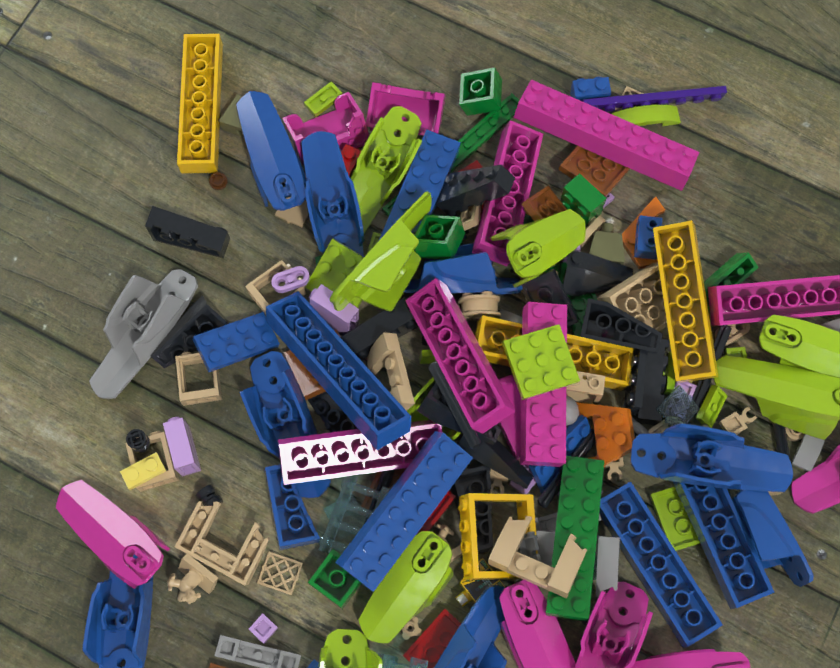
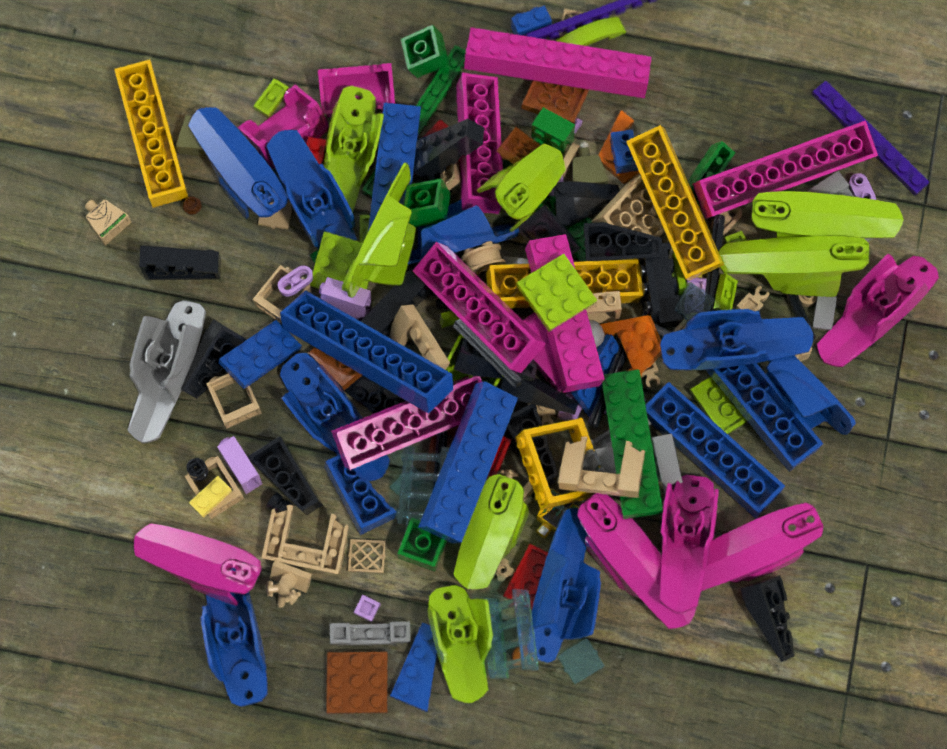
camera: 15 degrees left, 0 degrees up
(133, 173) = (106, 220): none -> tan torso
(225, 469) = (285, 472): none -> black wedge

